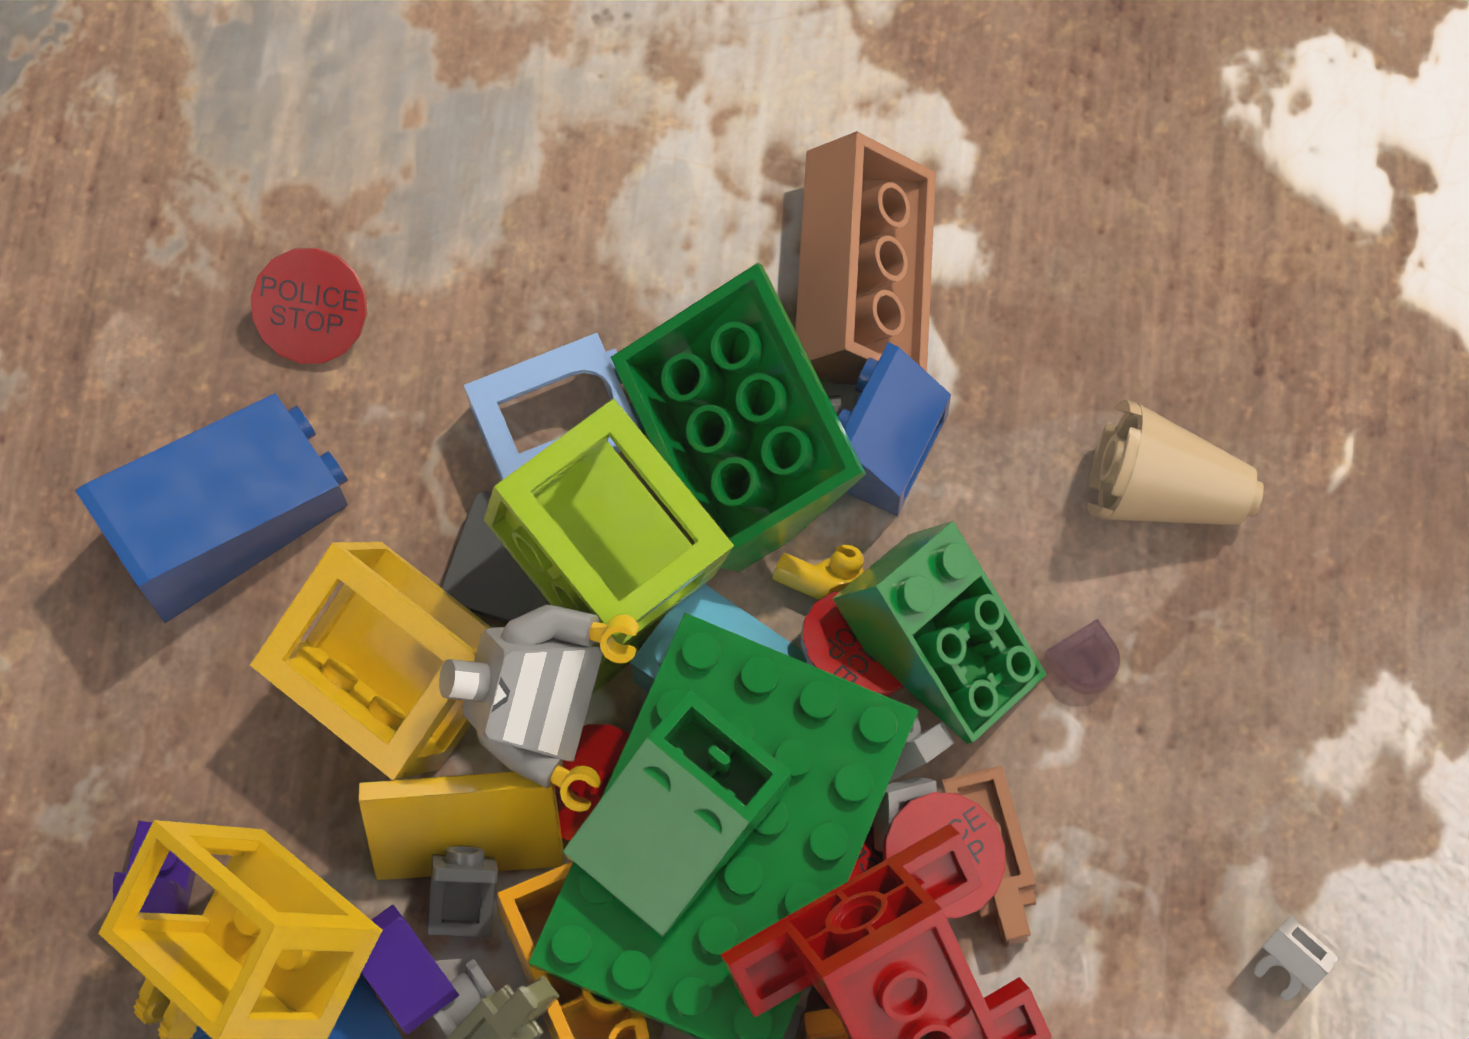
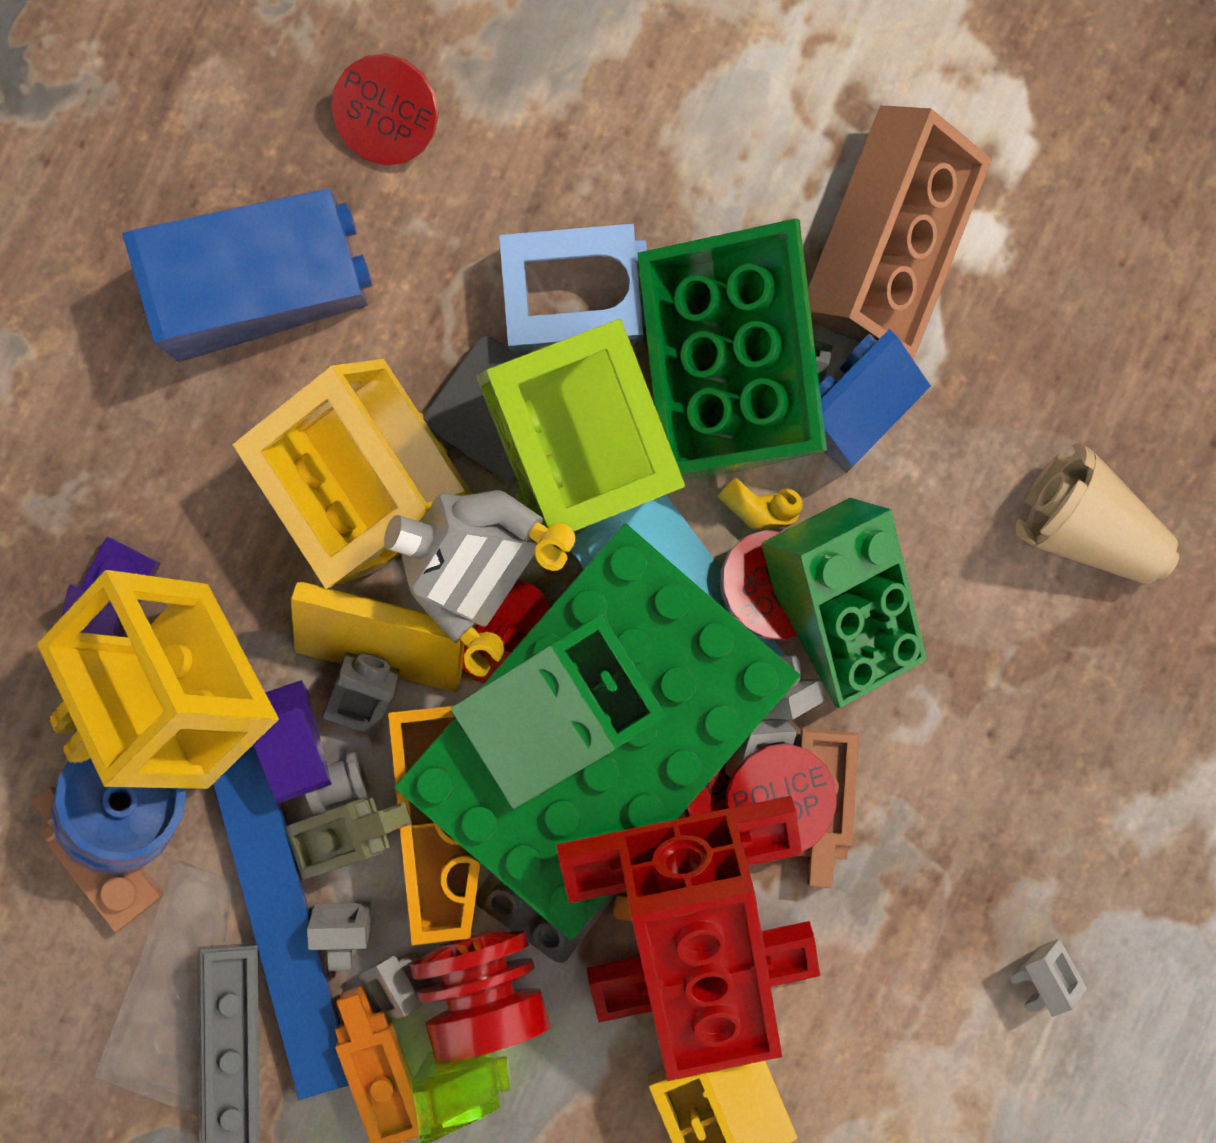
camera: 20 degrees right, 15 degrees up
(1086, 659) = (966, 658): tile -> none

